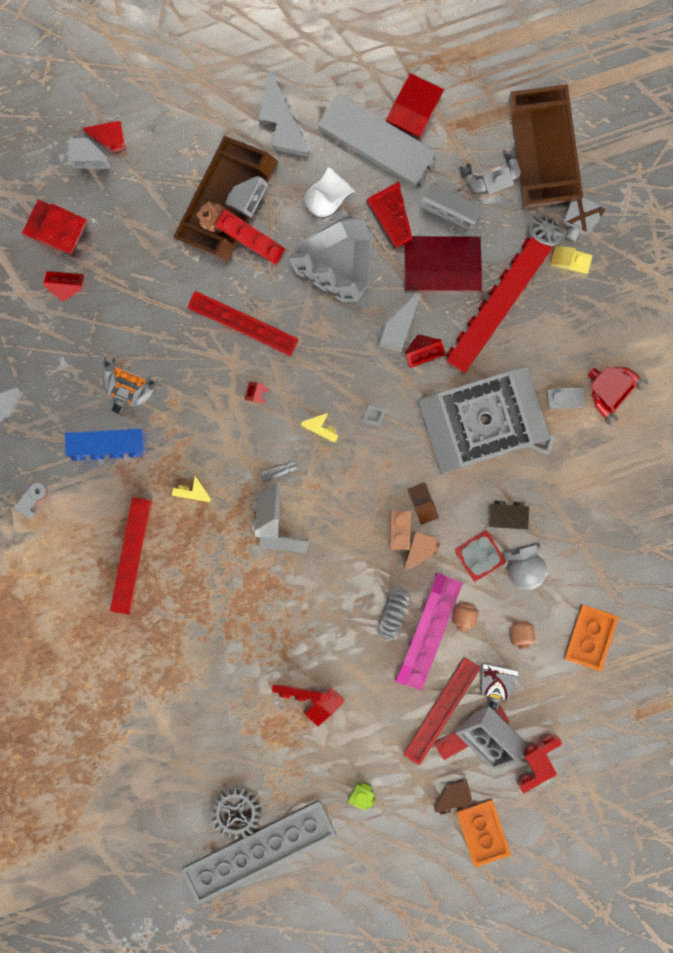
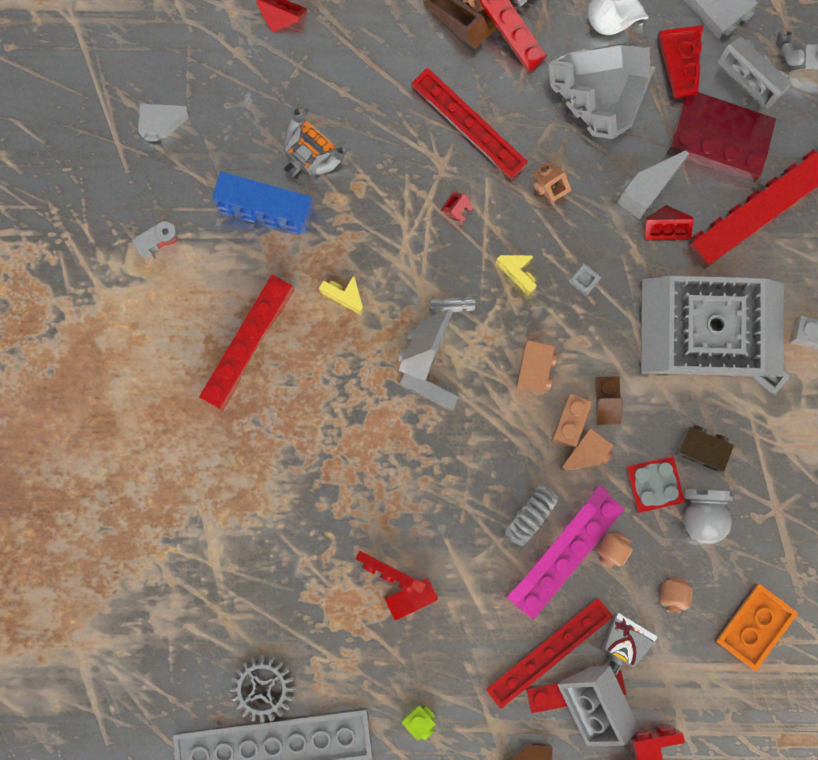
camera: 20 degrees right, 5 degrees down
(322, 349) = (551, 181): none -> nougat brick
(359, 498) = (535, 368): none -> nougat brick

